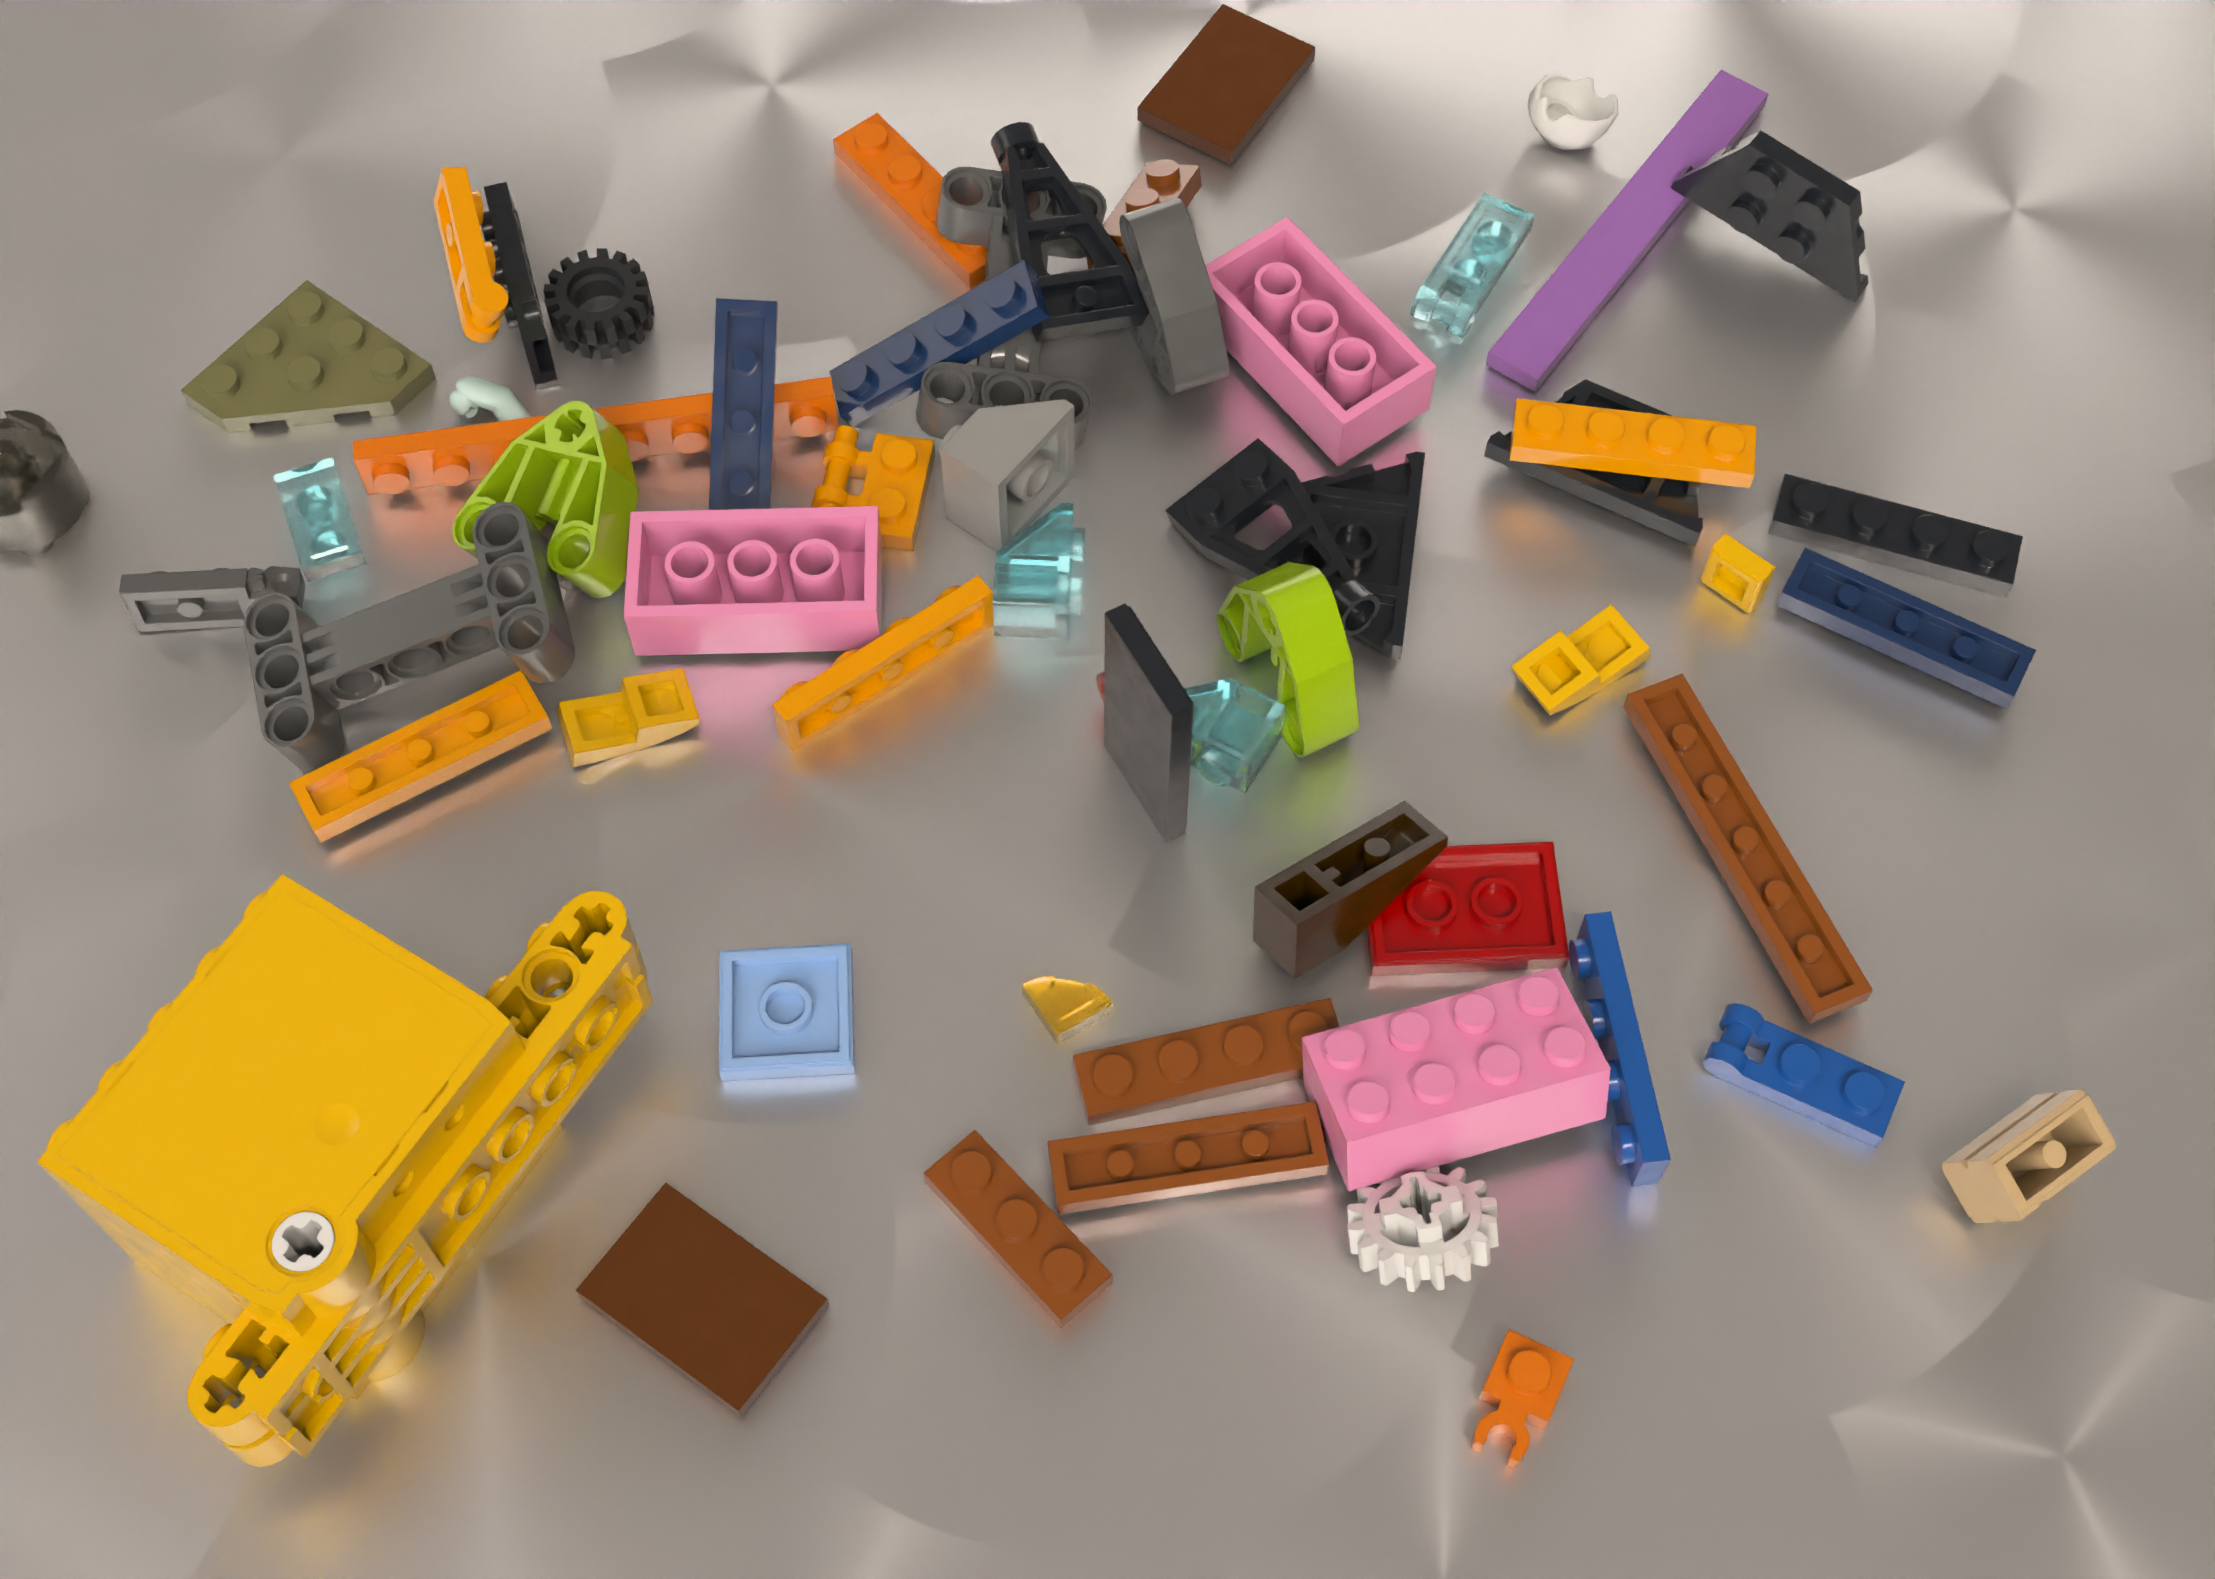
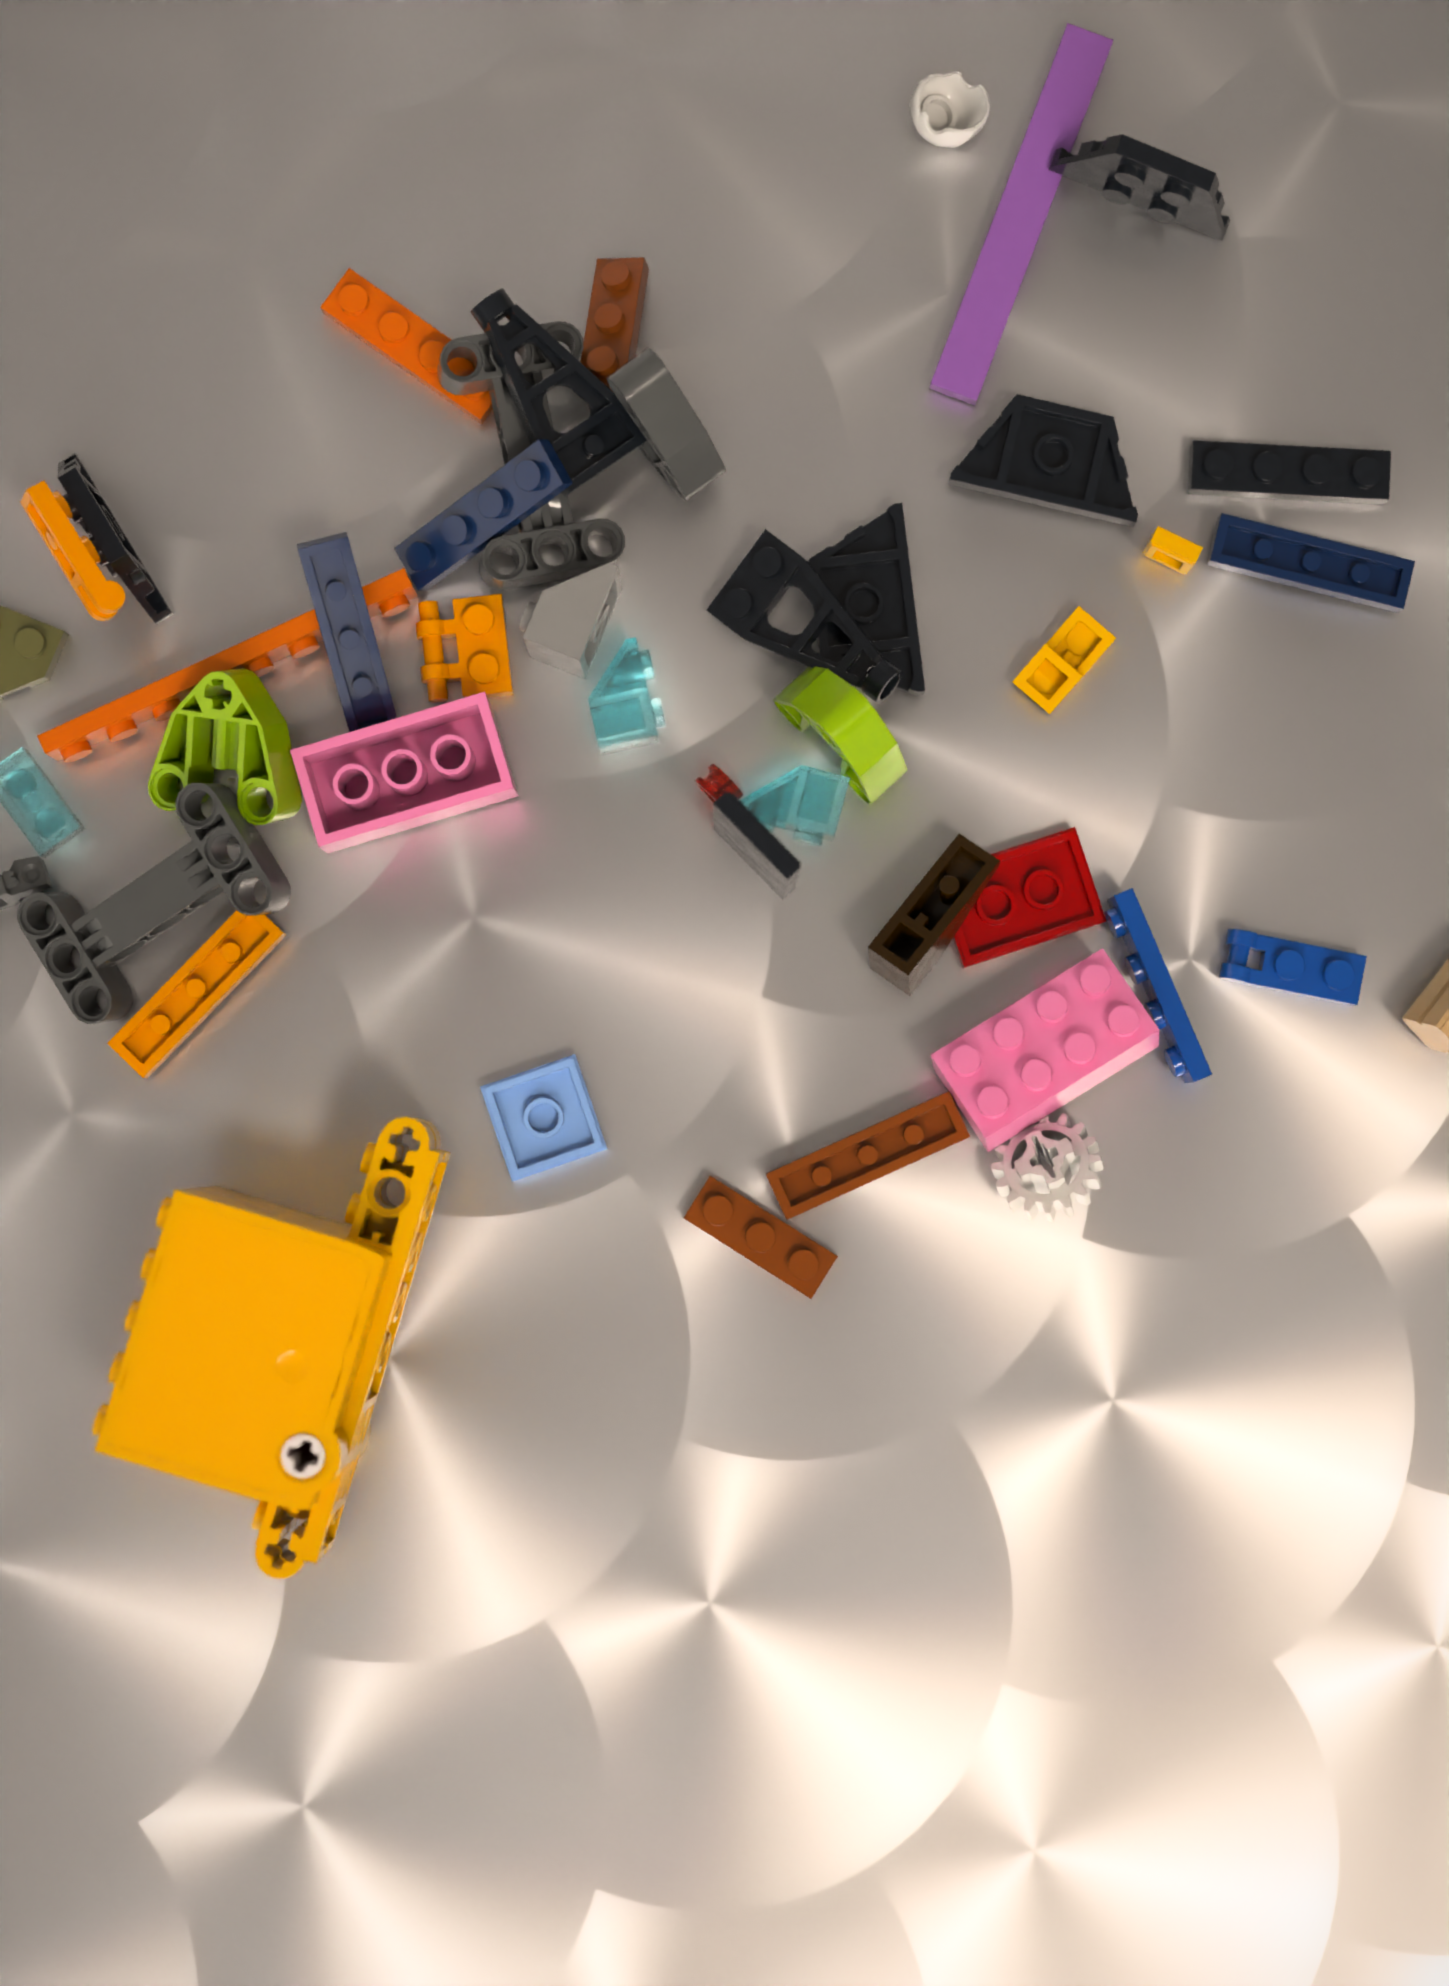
camera: 15 degrees left, 25 degrees up
(478, 392) = (128, 647): light aqua arm -> none
(599, 278) = (168, 506): black tyre -> none
(623, 722) = (342, 909): yellow slope -> none
(703, 1299) = (556, 1348): reddish brown tile -> none
(883, 664) = (538, 795): light orange plate -> none
(1066, 1005) = (746, 1056): clear yellow tile -> none
(1198, 1062) = (860, 1073): dark orange plate -> none
(1226, 84) = (641, 149): reddish brown tile -> none
(1318, 342) = (787, 419): bright pink brick -> none
(1472, 264) = (898, 293): clear light blue plate -> none
(1523, 1388) = (1140, 1254): orange plate -> none
(1633, 443) = (1068, 452): light orange plate -> none
(1747, 849) = (1218, 791): dark orange plate -> none

